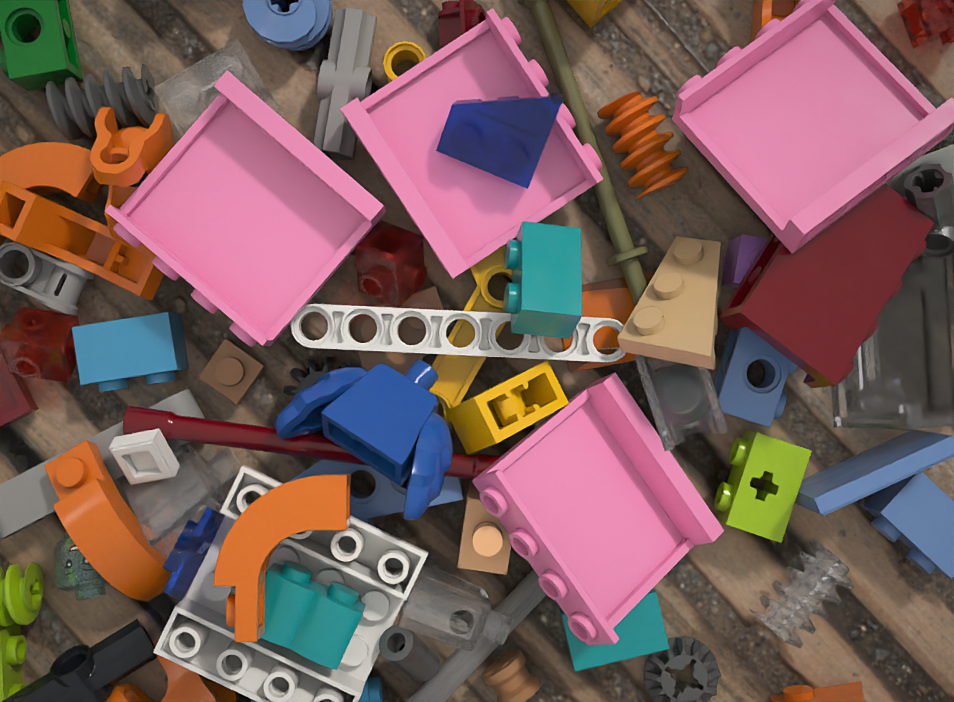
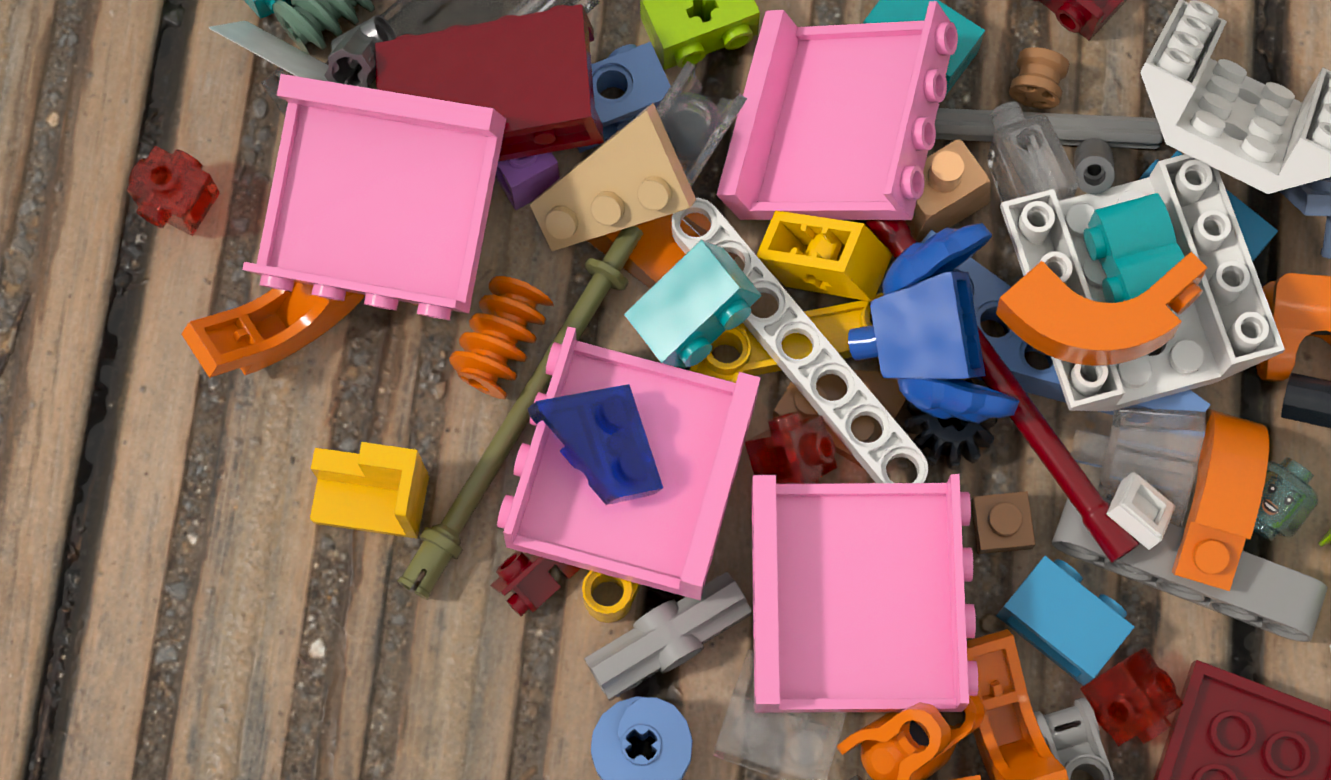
camera: 130 degrees left, 15 degrees down
(190, 552) = (1182, 384): clear blue wing -> none

